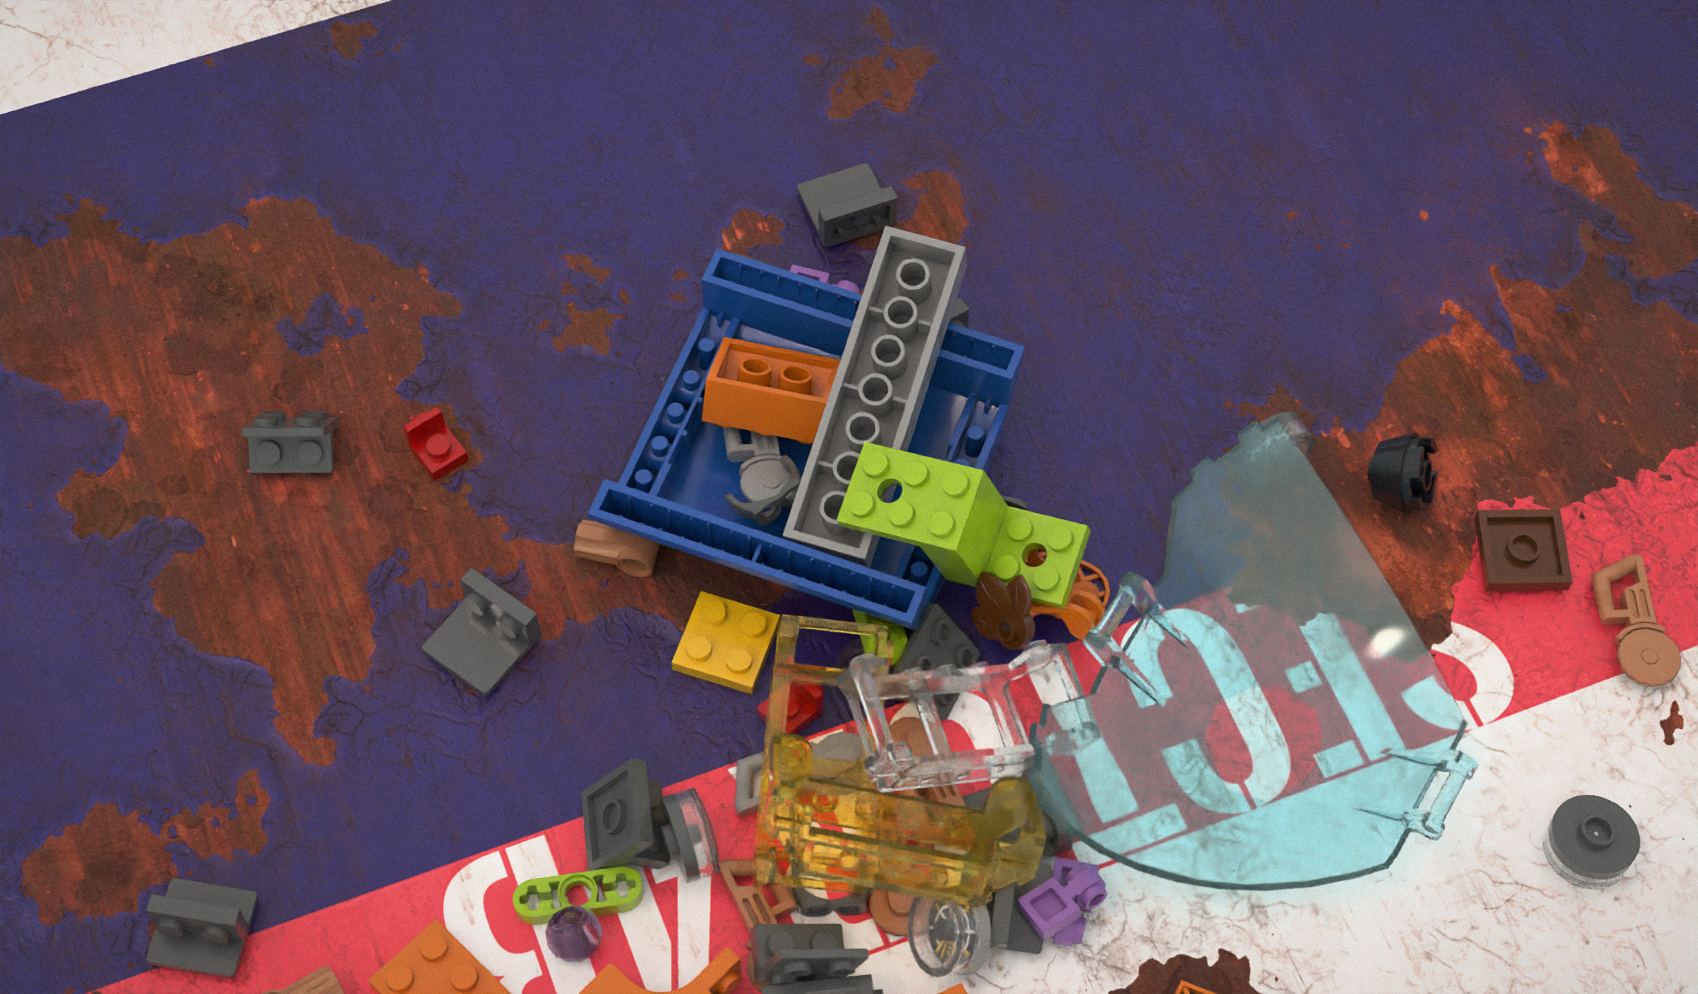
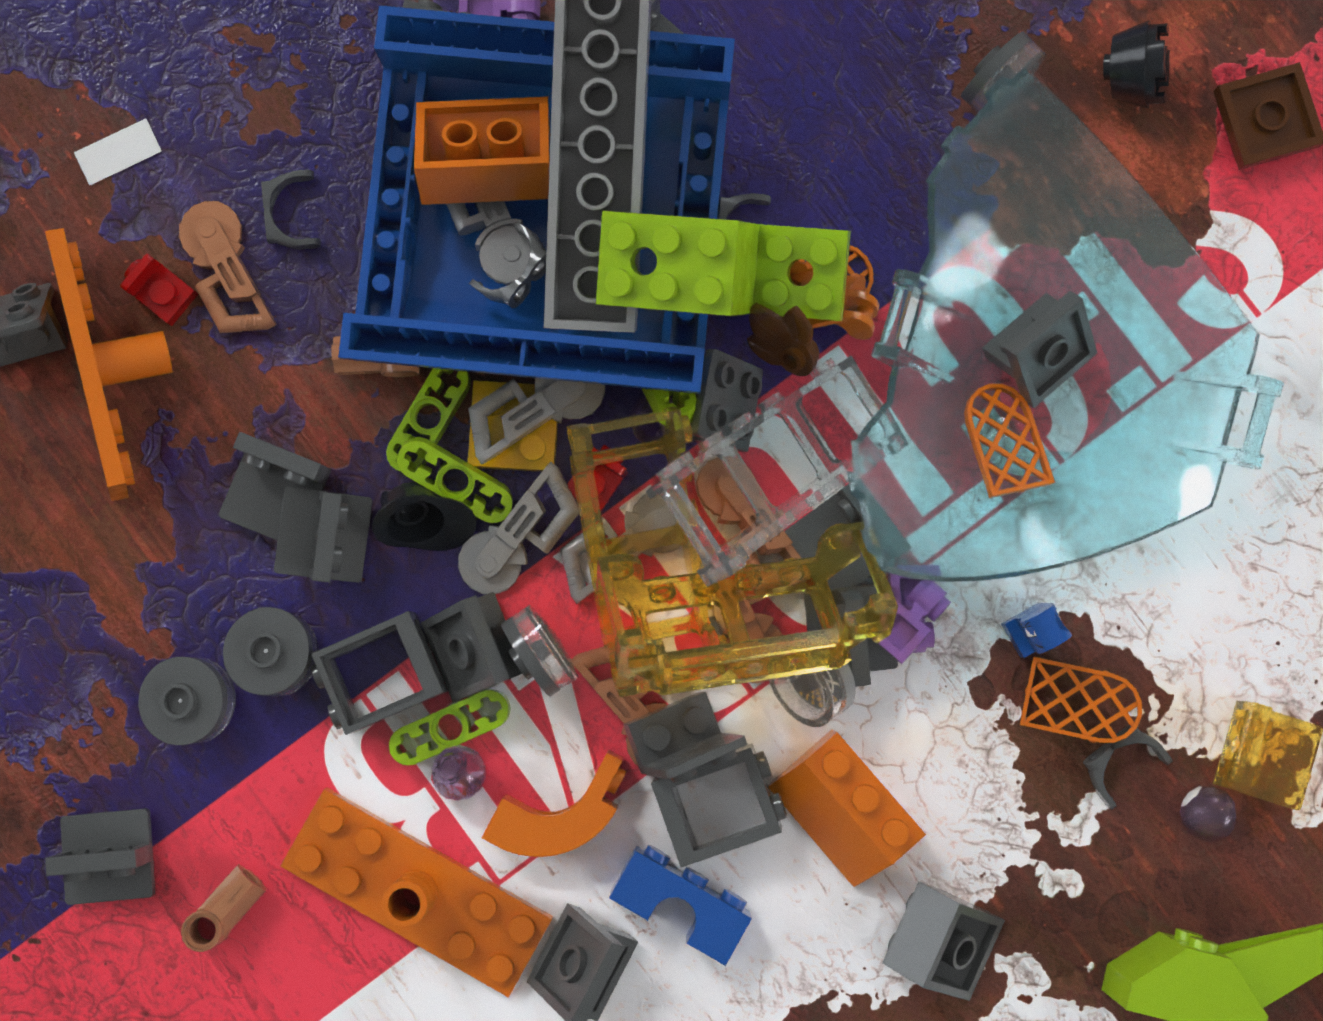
camera: 10 degrees left, 25 degrees up
(333, 801) = (186, 700): none -> dark grey piece
(363, 488) = (103, 362): none -> orange plate
(429, 778) = (270, 652): none -> dark grey piece
(437, 328) = (117, 151): none -> white sticker
(499, 419) = (213, 238): none -> nougat piece
(515, 685) = (322, 535): none -> dark grey bracket
(521, 789) = (420, 654): none -> dark grey window
(565, 391) = (270, 192): none -> dark grey cap
(615, 697) = (422, 520): none -> black piece
(618, 625) = (453, 394): none -> lime beam
(626, 653) = (421, 473): none -> lime beam
(676, 749) = (495, 557): none -> light grey piece
(750, 624) = (551, 401): none -> light grey piece
(1190, 947) = (1036, 629): none -> blue leg
(1228, 808) = (1030, 425): none -> orange window
(1257, 687) = (1044, 345): none -> dark grey bracket

